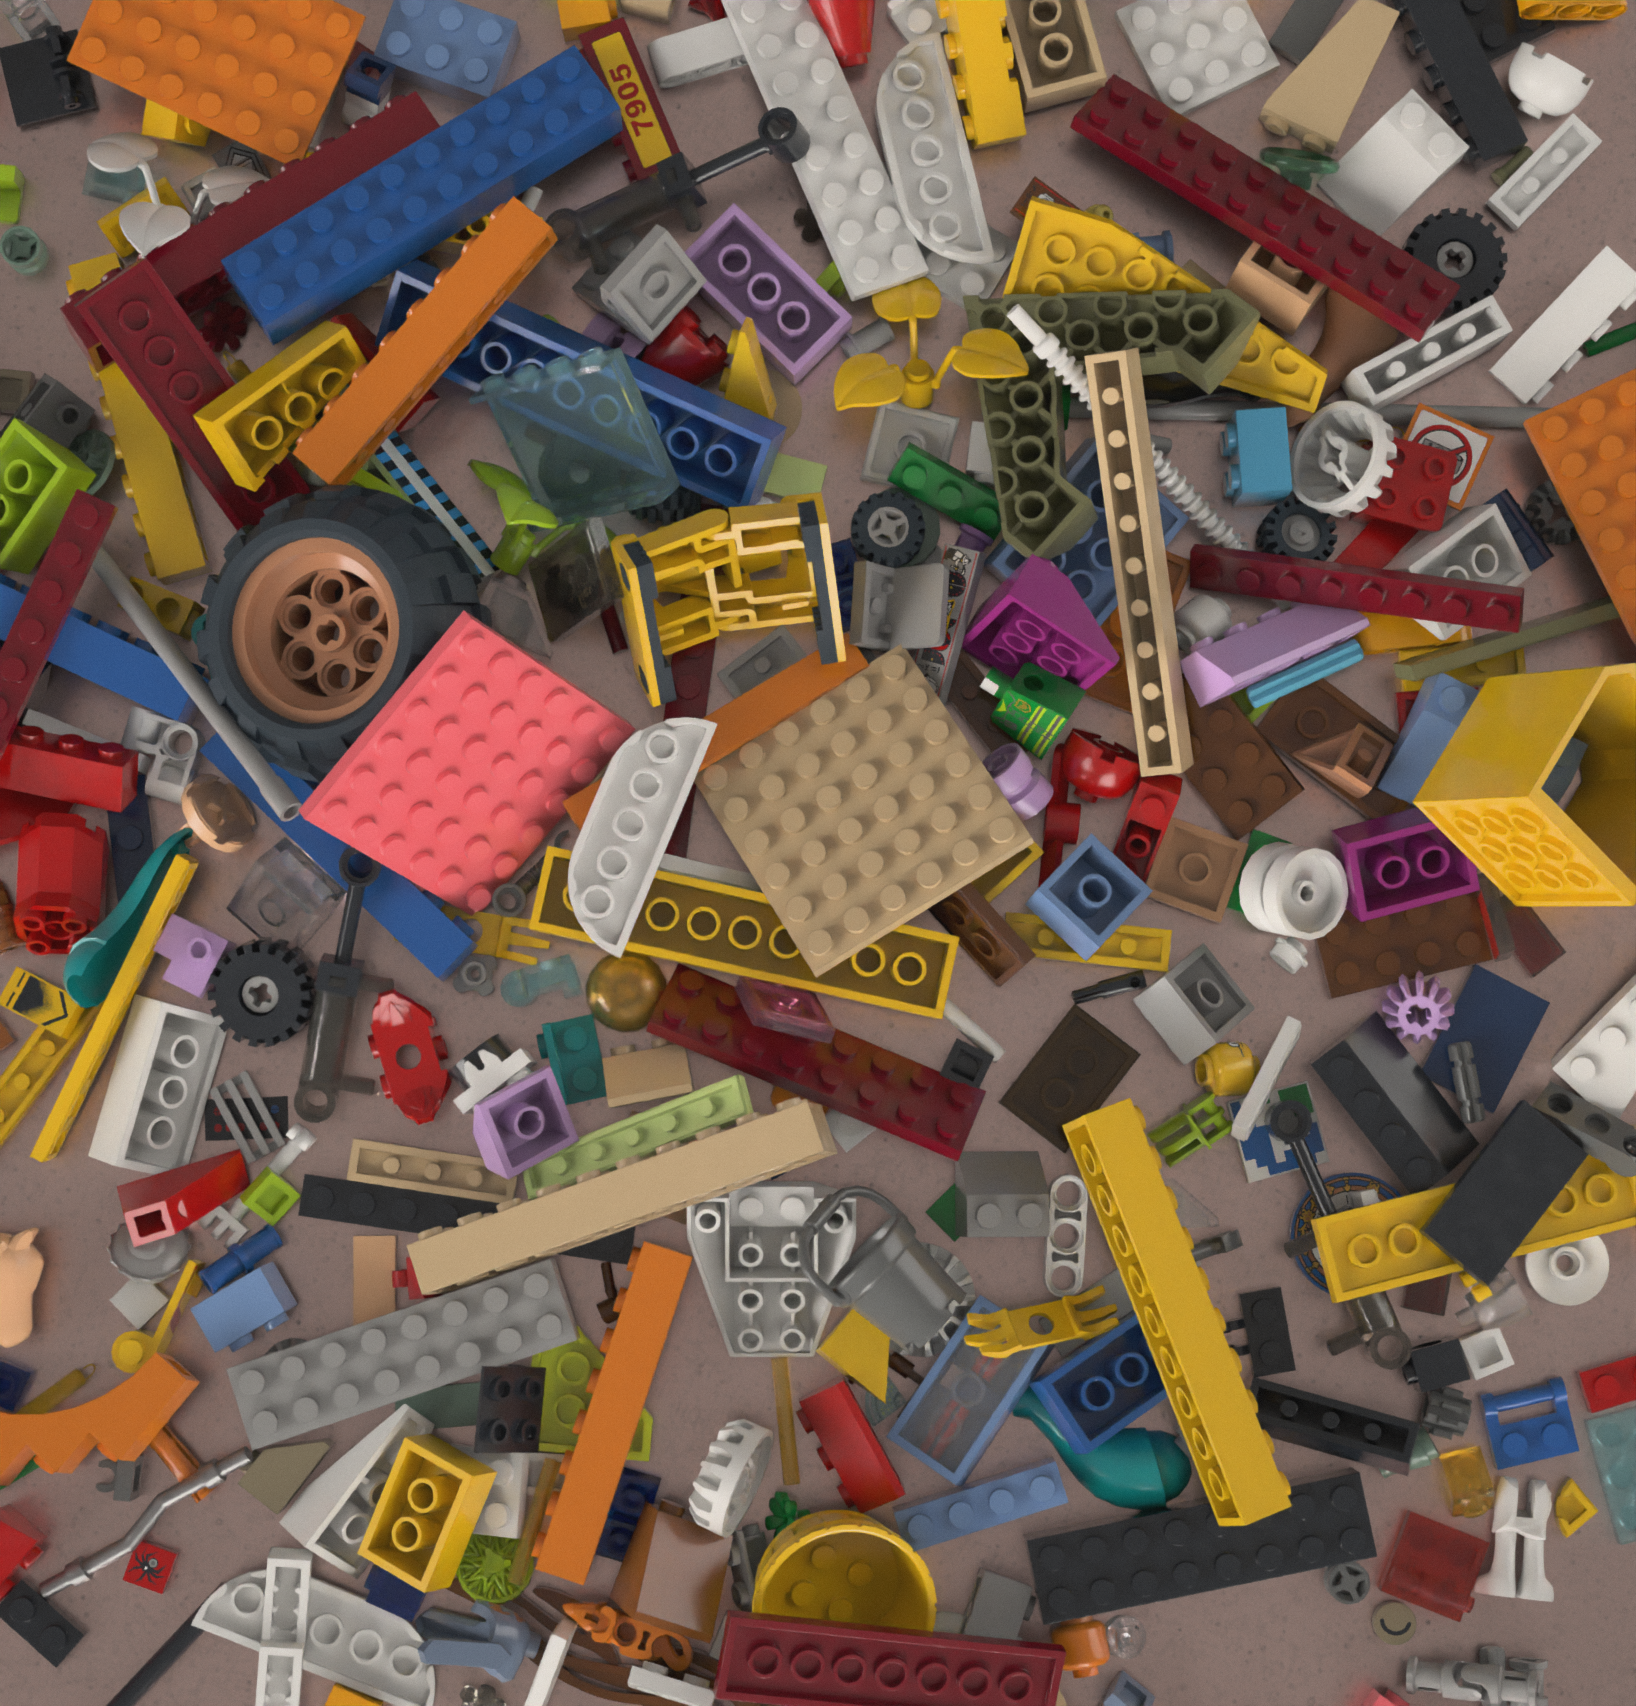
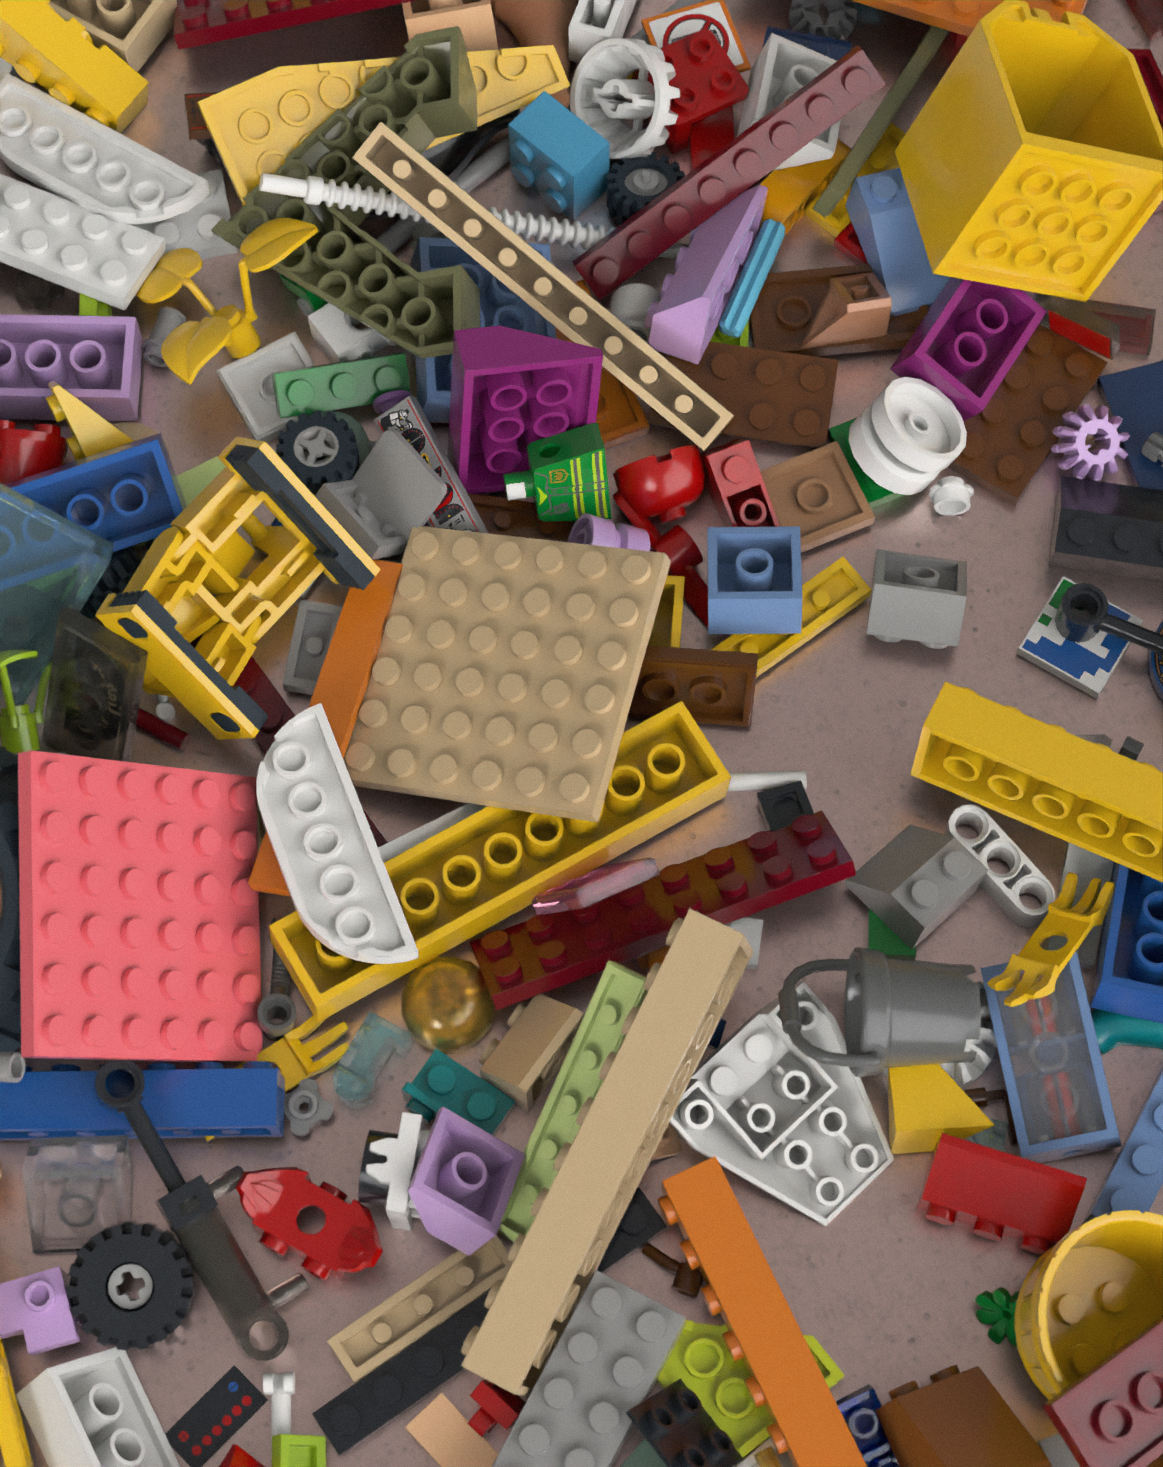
camera: 40 degrees left, 15 degrees down
(230, 1086) = (176, 1400): light grey tile -> none
(731, 1476) = (926, 1313): white gear -> none
(745, 1553) = (1023, 1398): light grey hinge -> none
(785, 1421) = (924, 1235): clear yellow bar -> none
(1069, 1076) = (873, 745): dark brown tile -> none
(1111, 987) = (839, 645): black piece -> none
(1185, 1134) = (1013, 689): lime arm -> none
(1227, 1069) = (993, 621): yellow head -> none
(1266, 1079) = (1032, 597): white tile -> none

